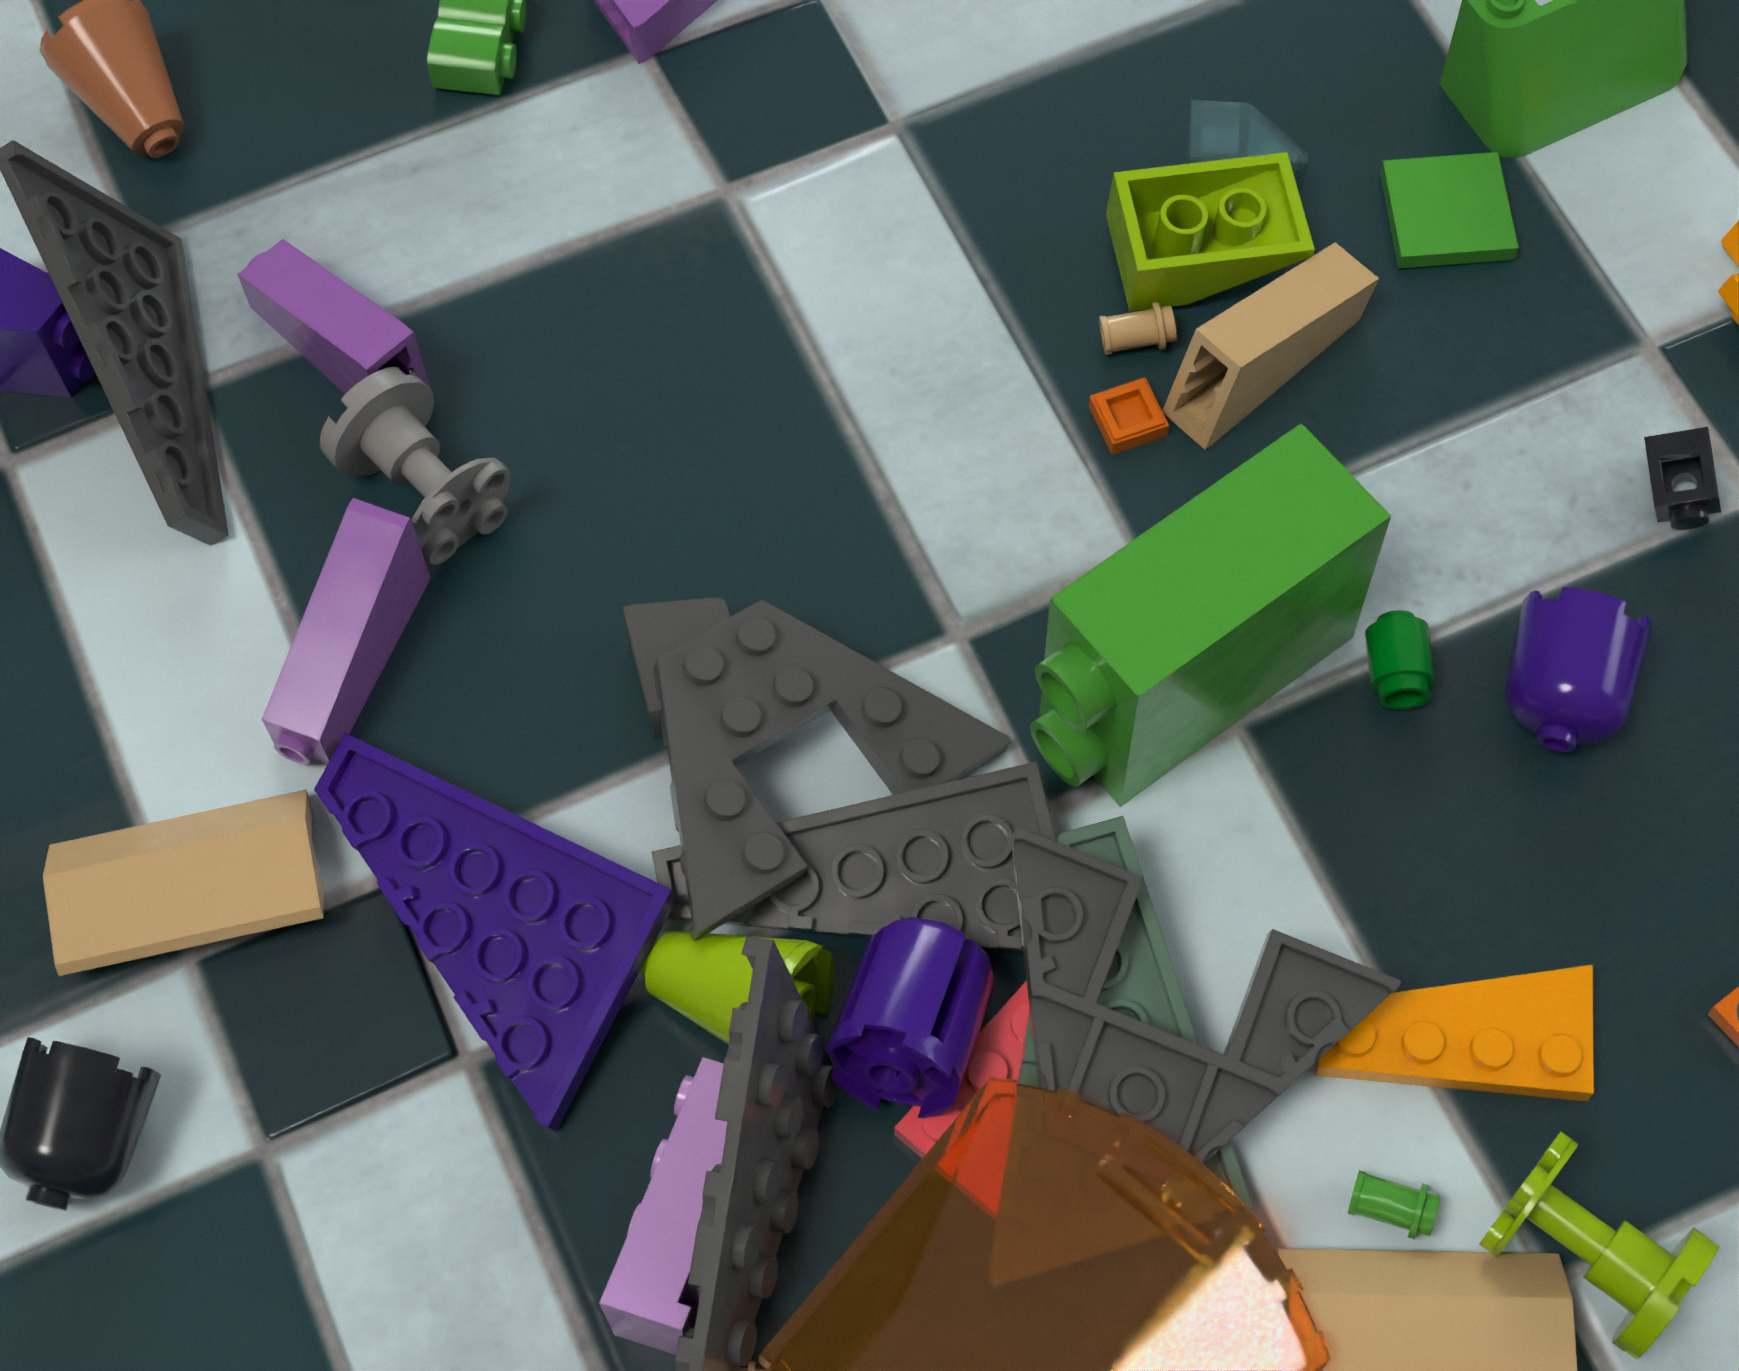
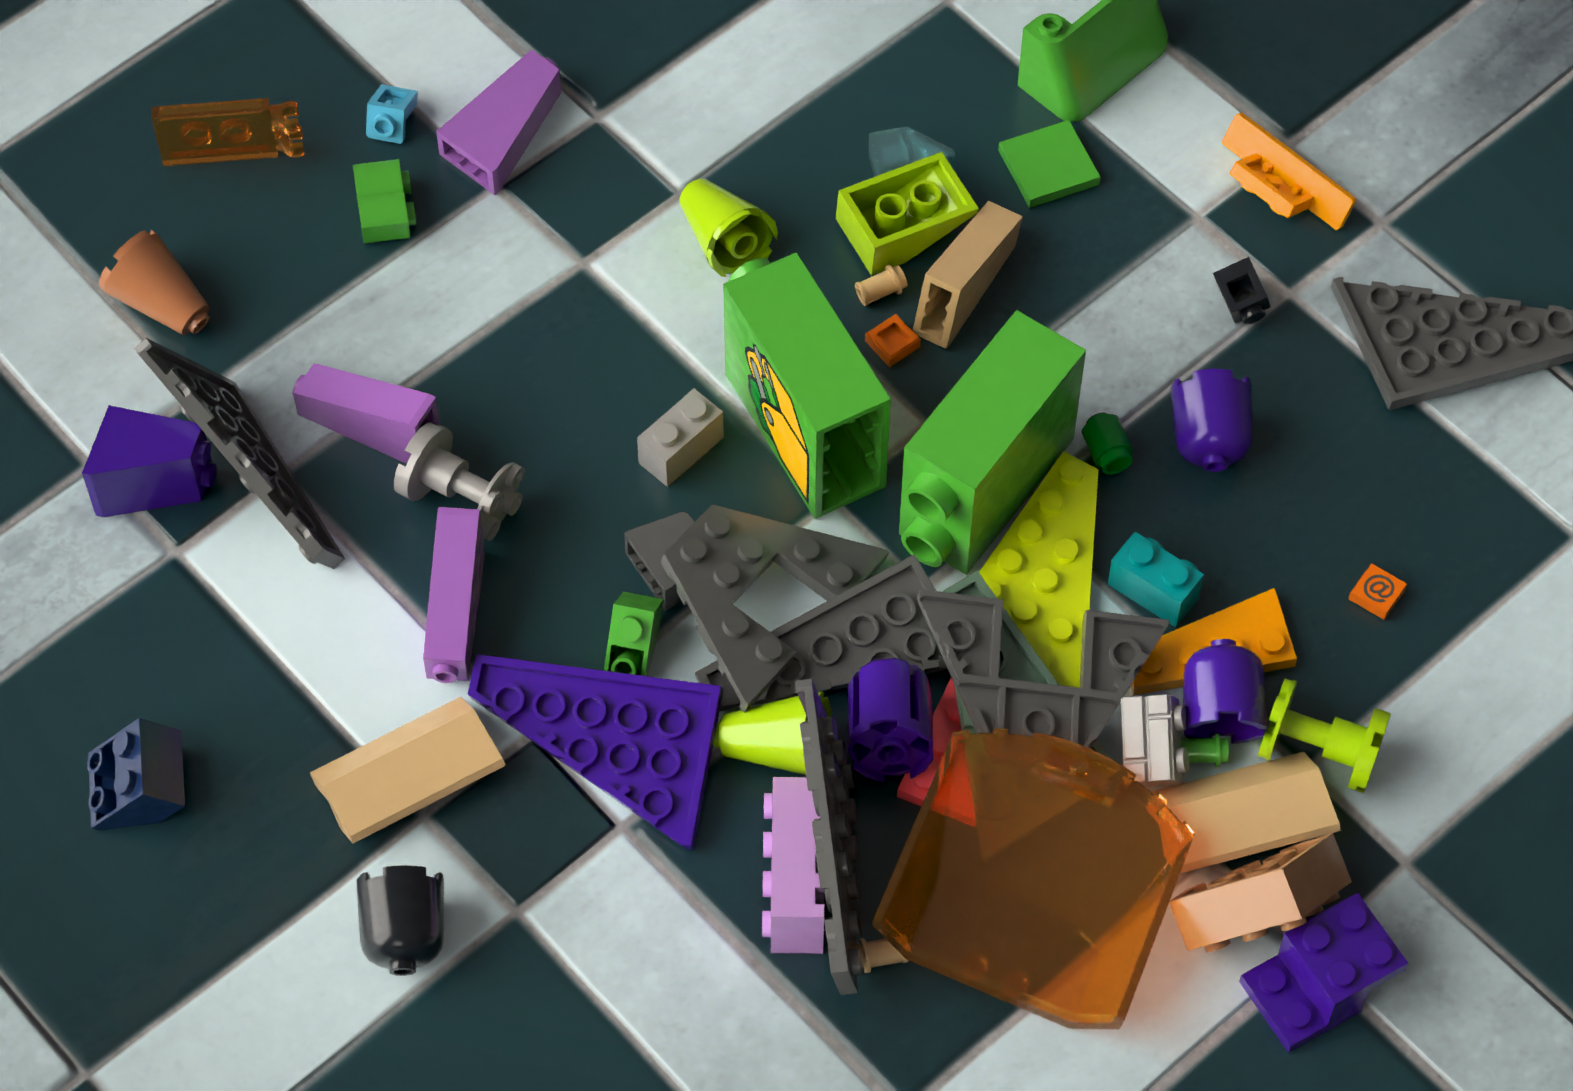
camera: 20 degrees left, 5 degrees down
(583, 768) = (633, 634): none -> bright green slope
(762, 482) = (680, 437): none -> light grey brick
(940, 191) = (726, 226): none -> lime cone
(958, 449) = (805, 383): none -> bright green brick
(1238, 834) = (1047, 566): none -> neon yellow wing
(1317, 1172) = (1153, 739): none -> light grey brick
(1407, 898) = (1155, 578): none -> teal brick
(1456, 1124) = (1225, 693): none -> dark purple cylinder

